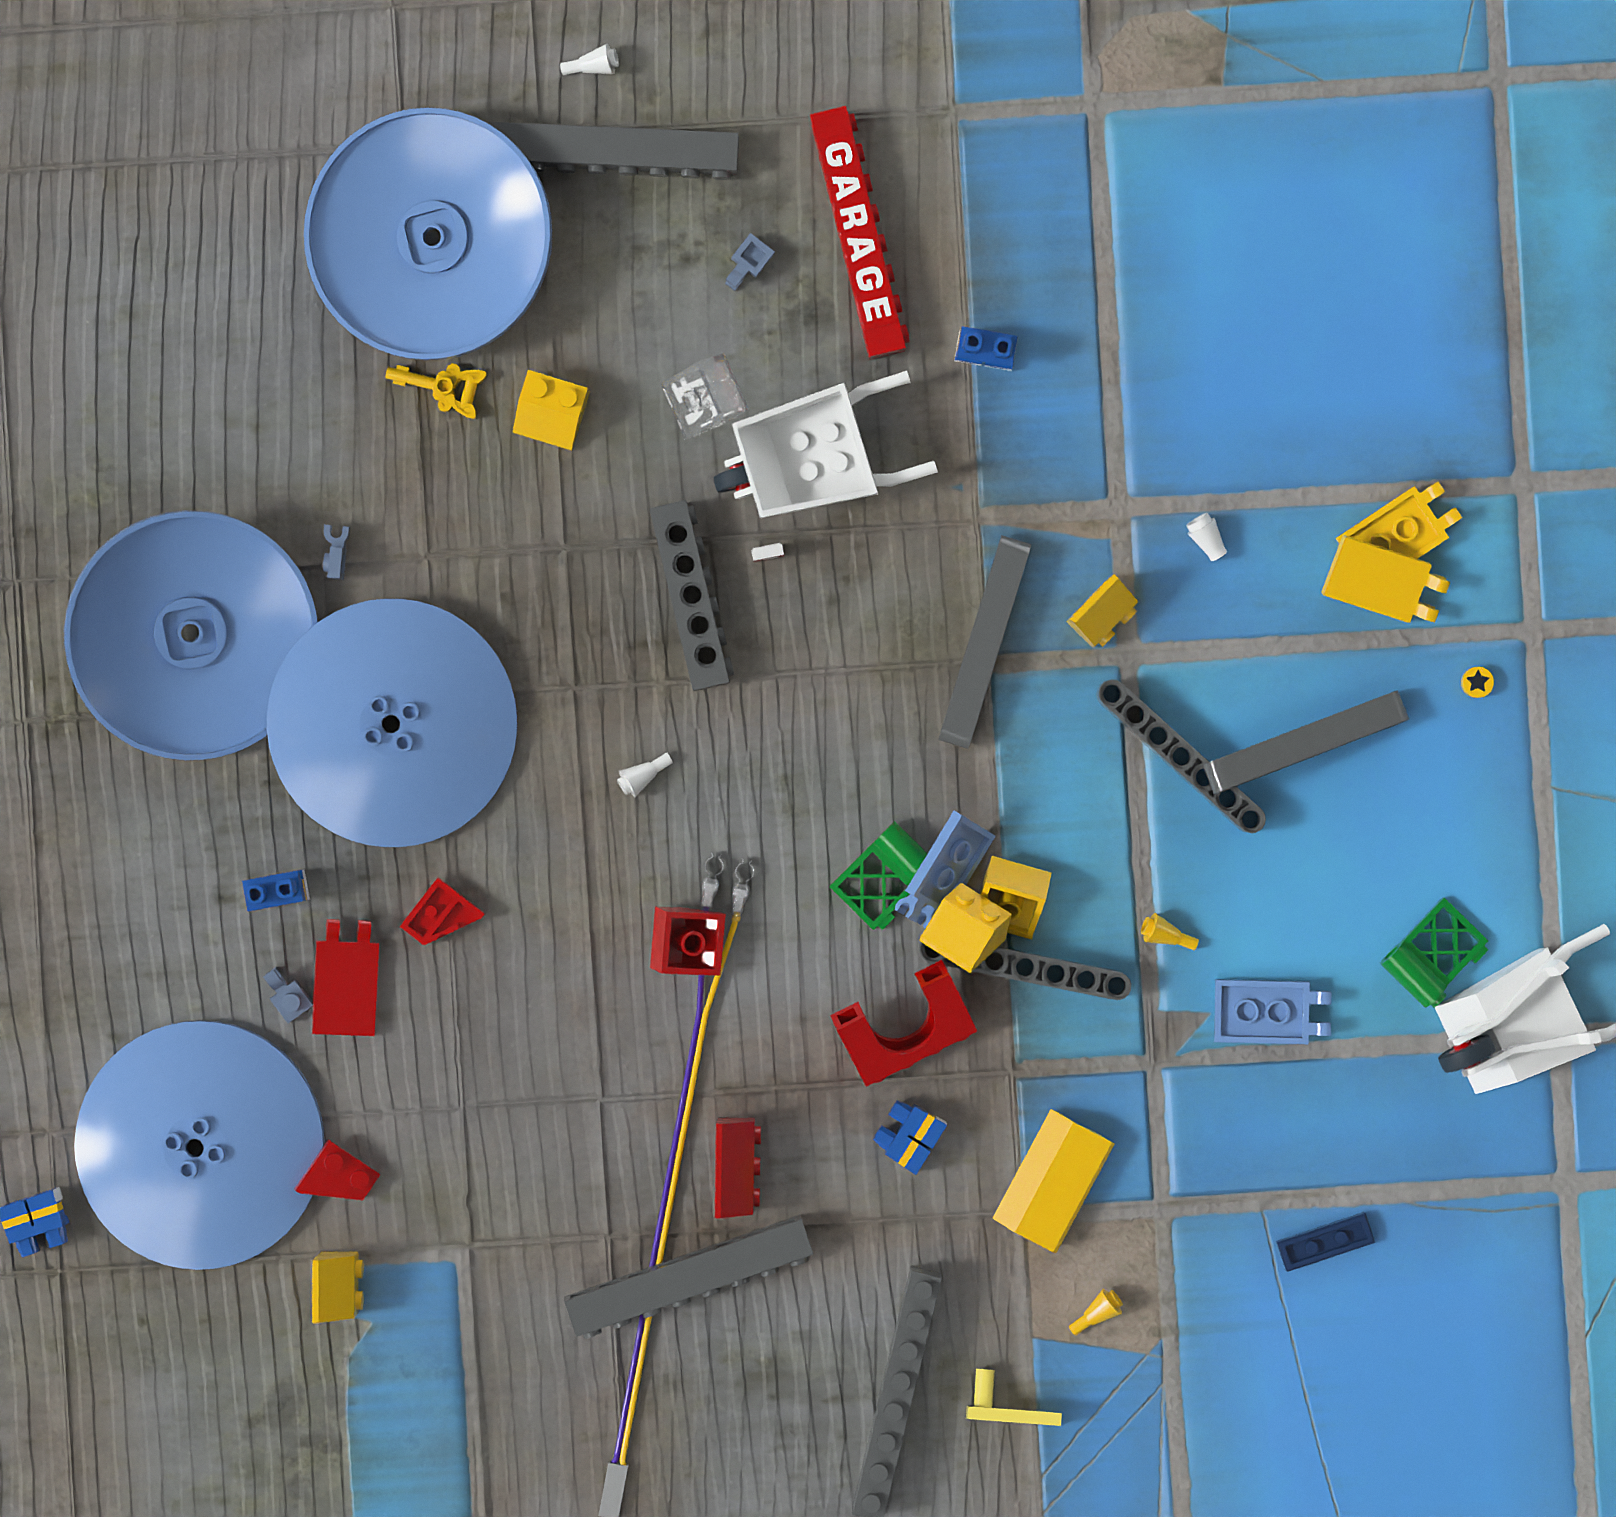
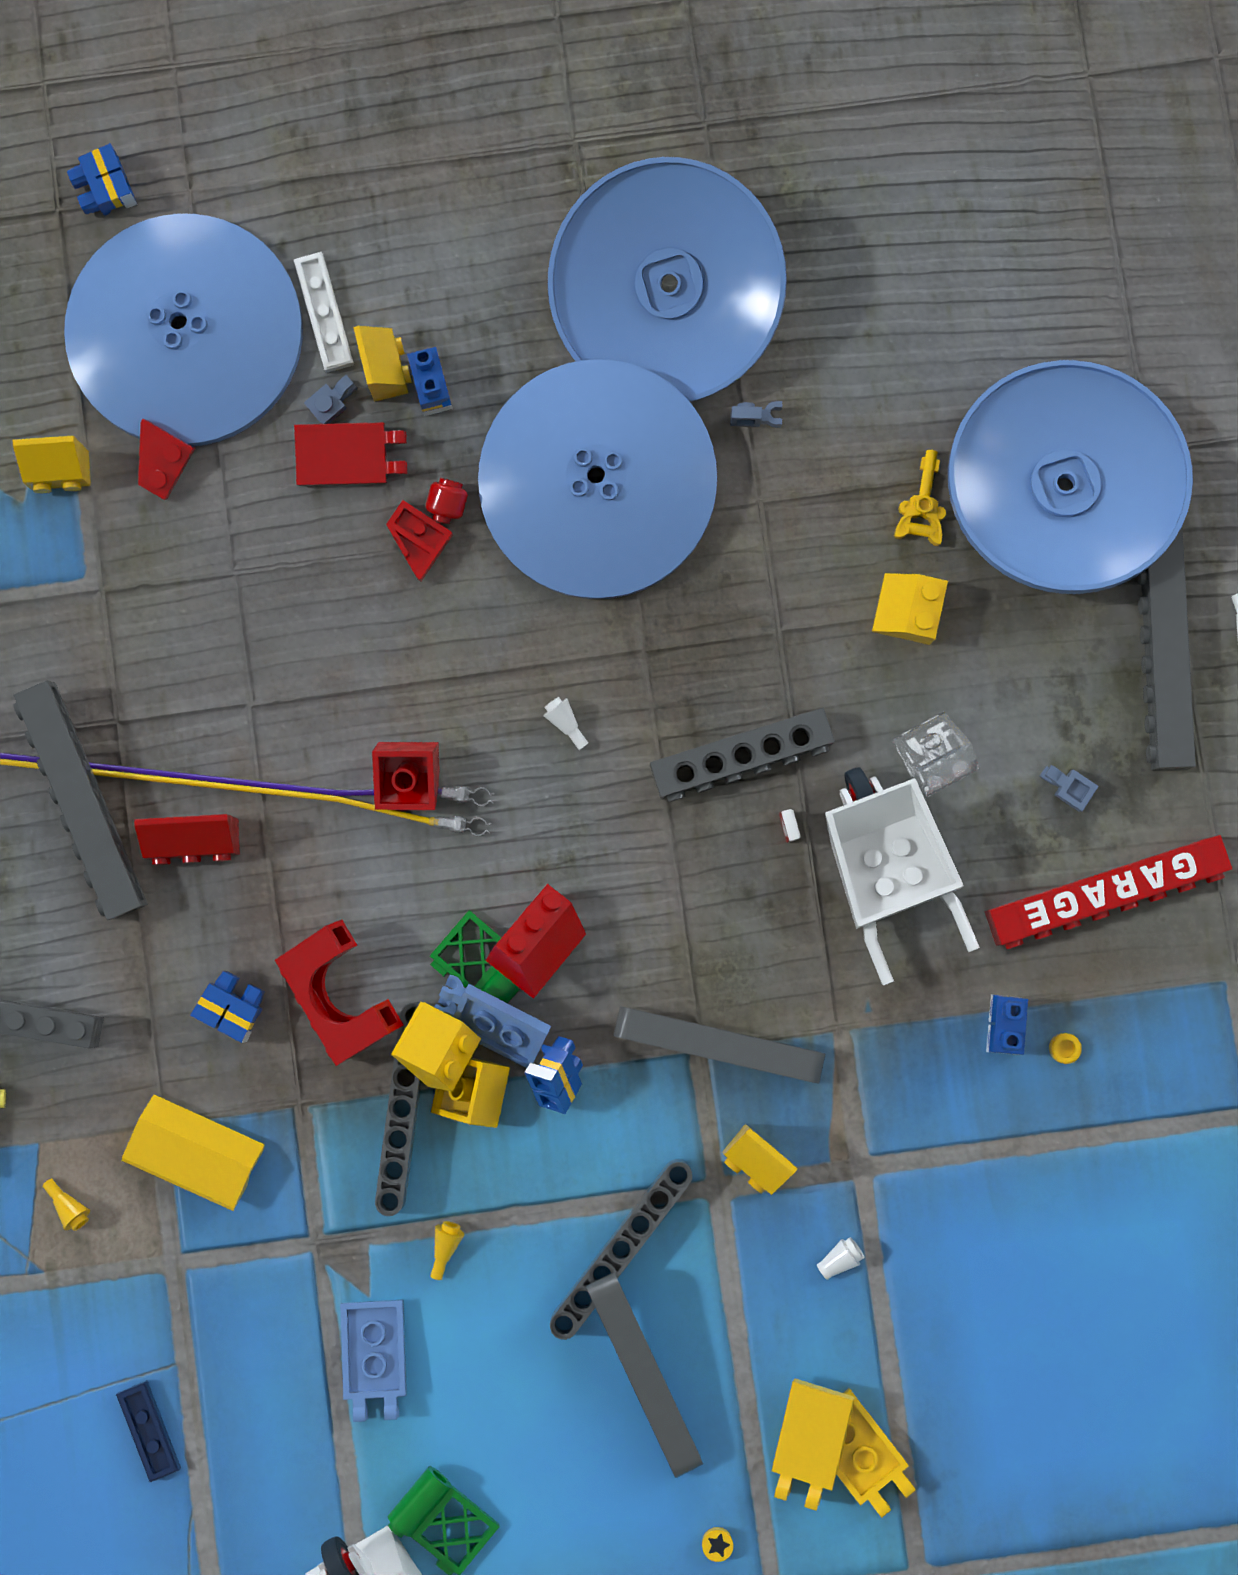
camera: 85 degrees right, 5 degrees down
(191, 997) = (323, 312): none -> white tile
(252, 938) = (382, 362): none -> yellow slope
(403, 881) = (446, 500): none -> red head
(868, 817) = (538, 942): none -> red slope
(1005, 808) = (556, 1077): none -> blue hips
(1014, 290) = (1065, 1048): none -> yellow tile

